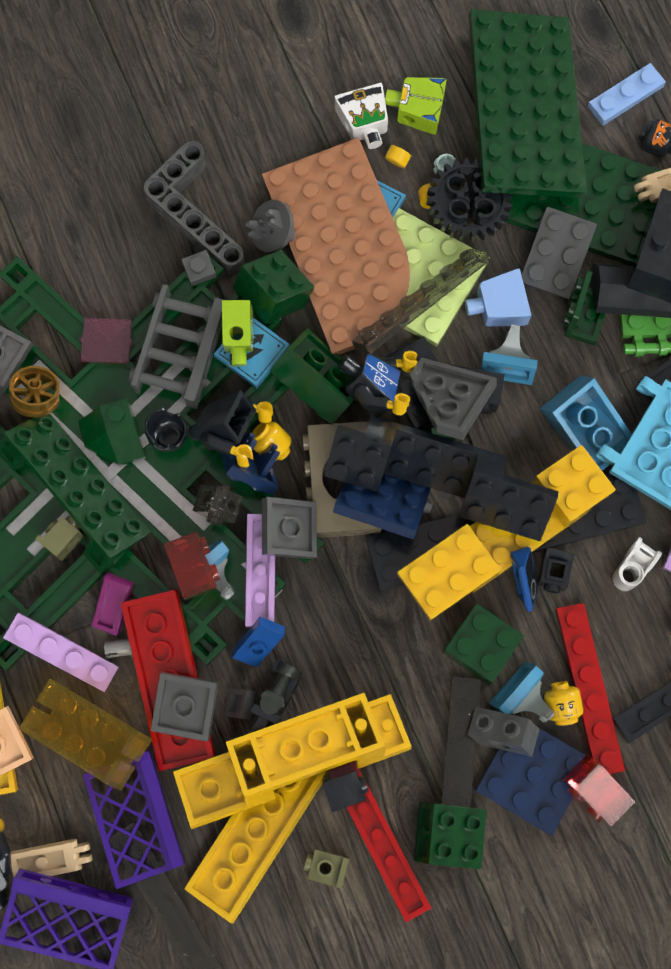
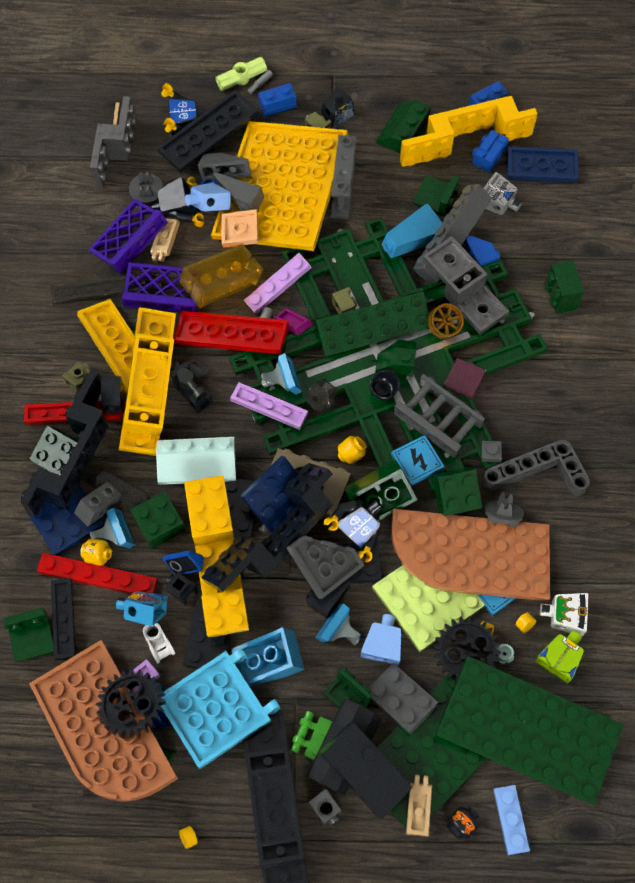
camera: 115 degrees right, 10 degrees down
(184, 706) = (208, 331): dark grey plate -> none
(191, 565) = (286, 359): clear red brick -> none
(225, 423) = (371, 417): black torso -> none
(237, 319) = (431, 449): lime torso -> none
(258, 642) = (226, 388): blue plate -> none
(259, 472) = (339, 424): dark blue plate -> none
(289, 528) = (285, 430): dark grey plate -> none
(380, 633) = (195, 459): none -> light aqua slope
(414, 305) = (403, 580): clear smoke plate -> none
(517, 805) = (91, 427): none -> black bracket
(599, 790) = (32, 544): clear red brick -> none
(608, 600) = (143, 607): none -> dark azure torso

